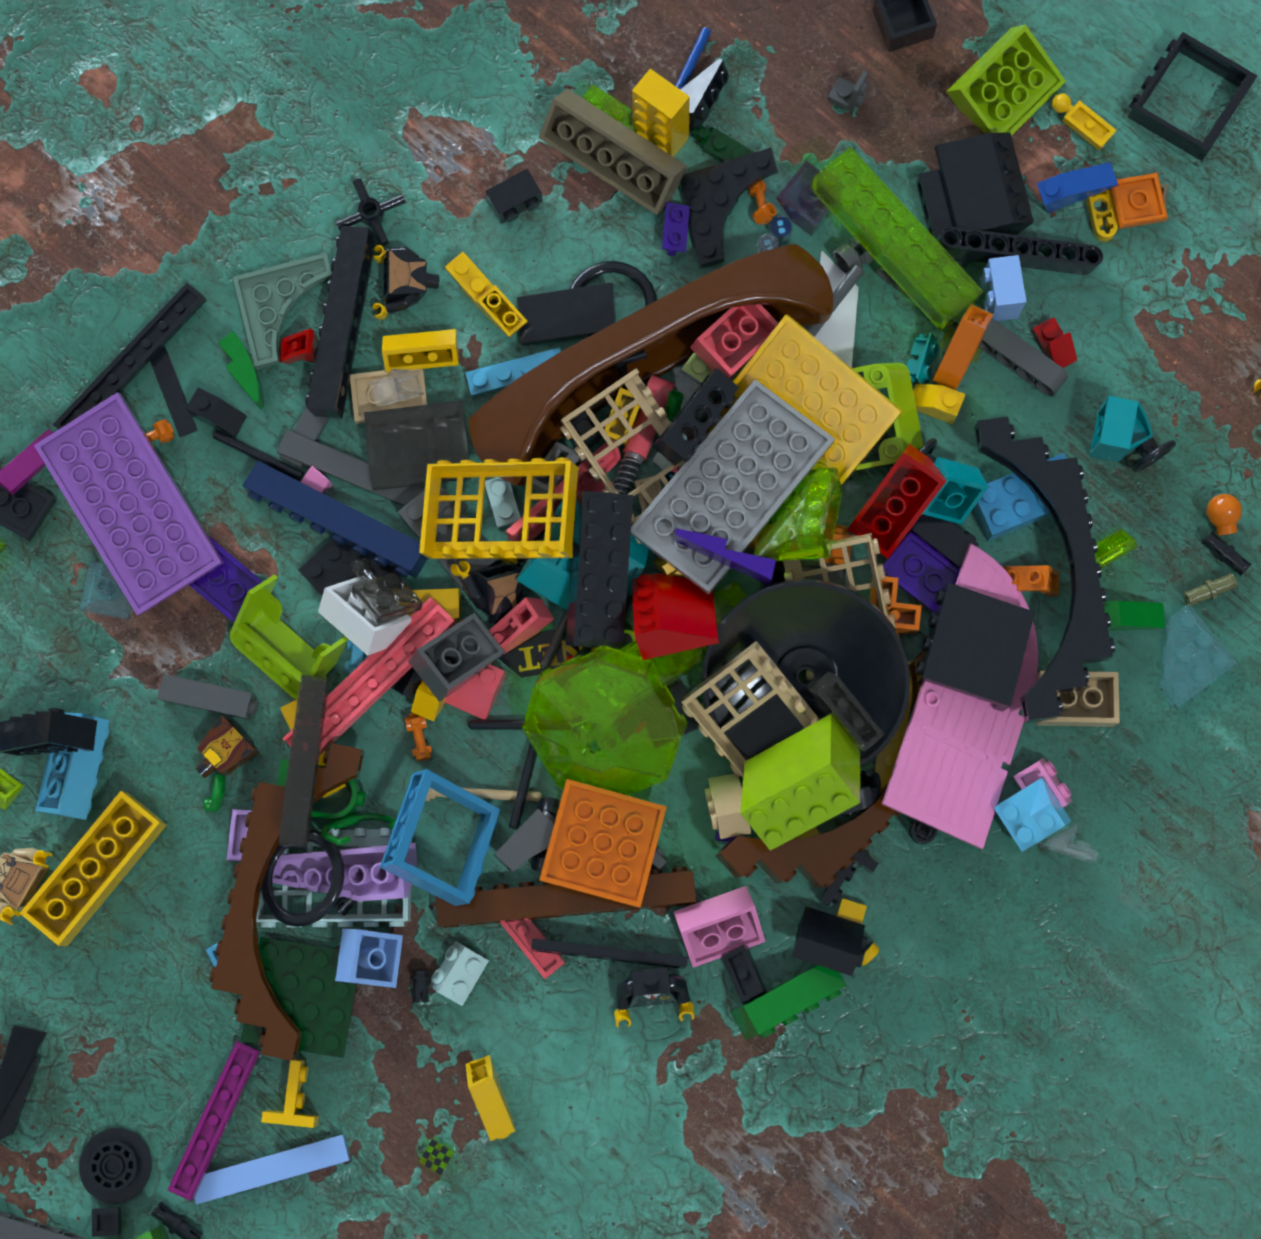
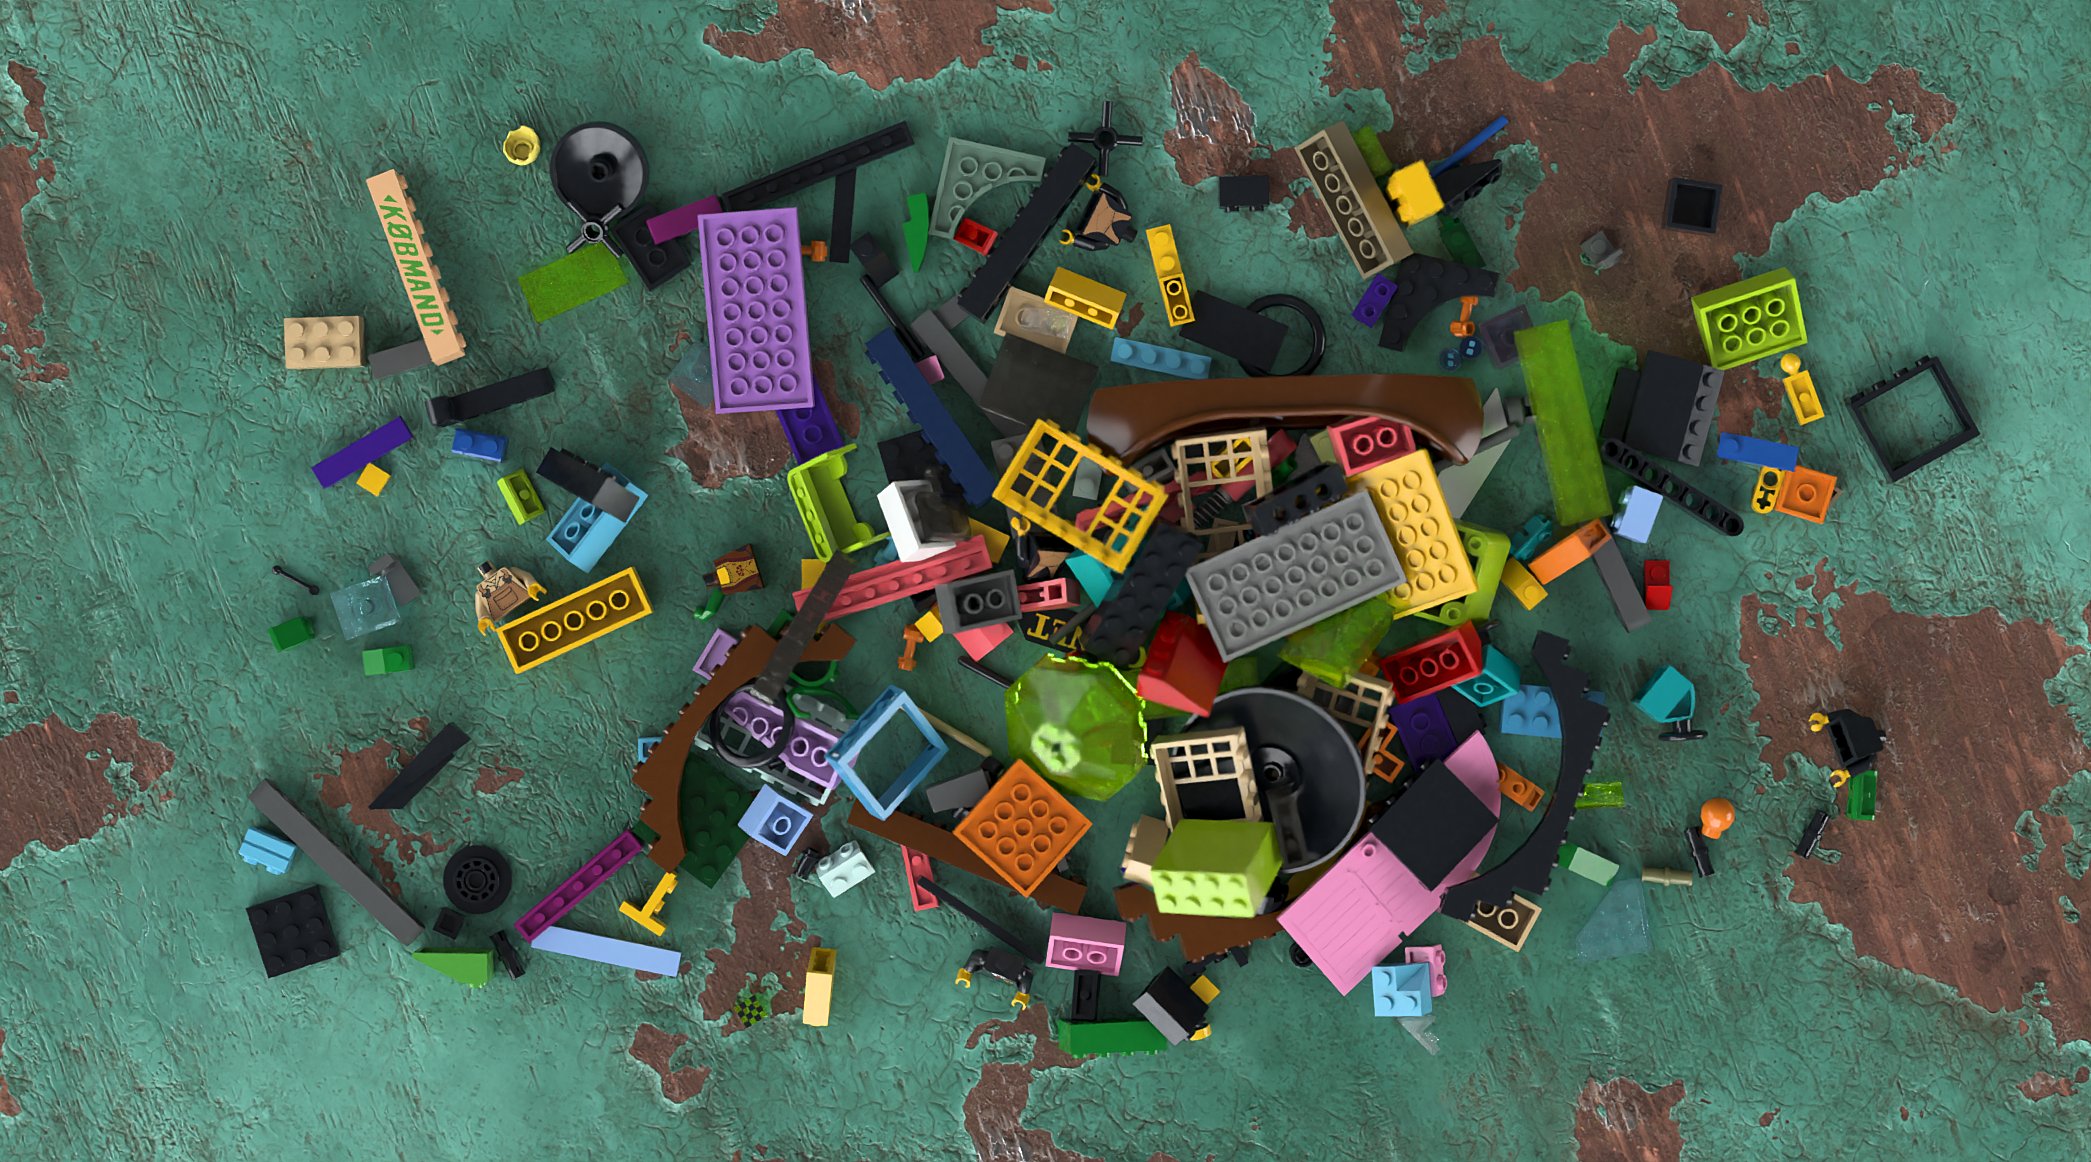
camera: 20 degrees right, 10 degrees up
(207, 697) = (743, 518): dark grey brick -> none
(523, 788) = (978, 740): black bar -> none
(715, 548) = (1250, 629): dark purple slope -> none

